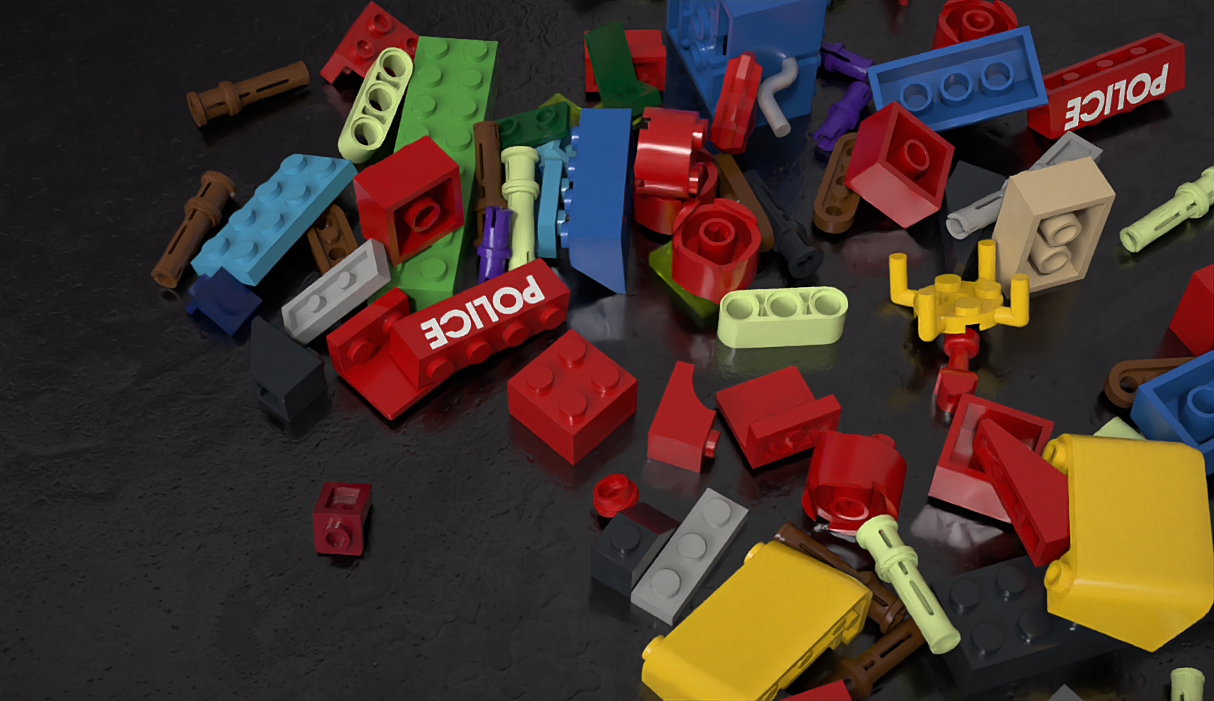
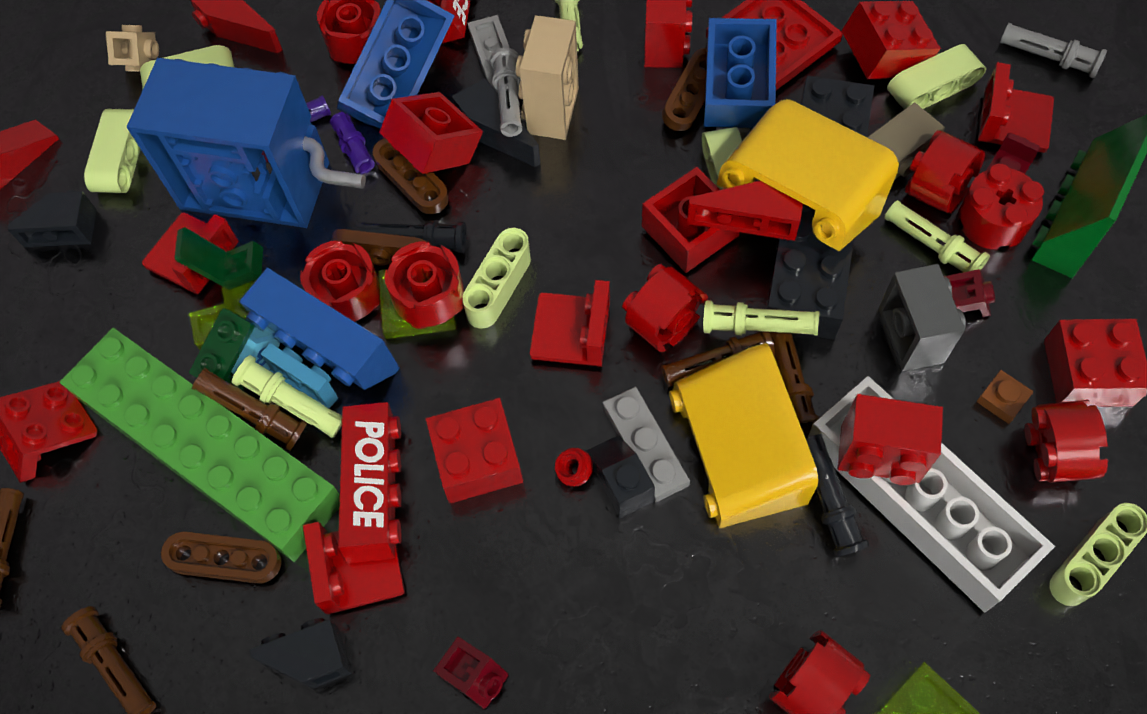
camera: 55 degrees left, 10 degrees up
(223, 299) = (202, 672): clear blue bracket -> none
(275, 217) = (152, 591): dark azure plate -> none
(336, 292) = (273, 575): light grey plate -> none
(387, 93) = (99, 435): yellowish green beam -> none
(410, 199) = (243, 470): red brick -> none
(494, 246) = (311, 435): dark purple pin -> none
(669, 152) = (335, 262): red brick -> none
(682, 425) = (544, 390): red arch -> none
(737, 104) = (314, 197): red rock -> none
(956, 376) = (617, 206): red leg -> none
(957, 303) = (546, 172): yellow plate -> none

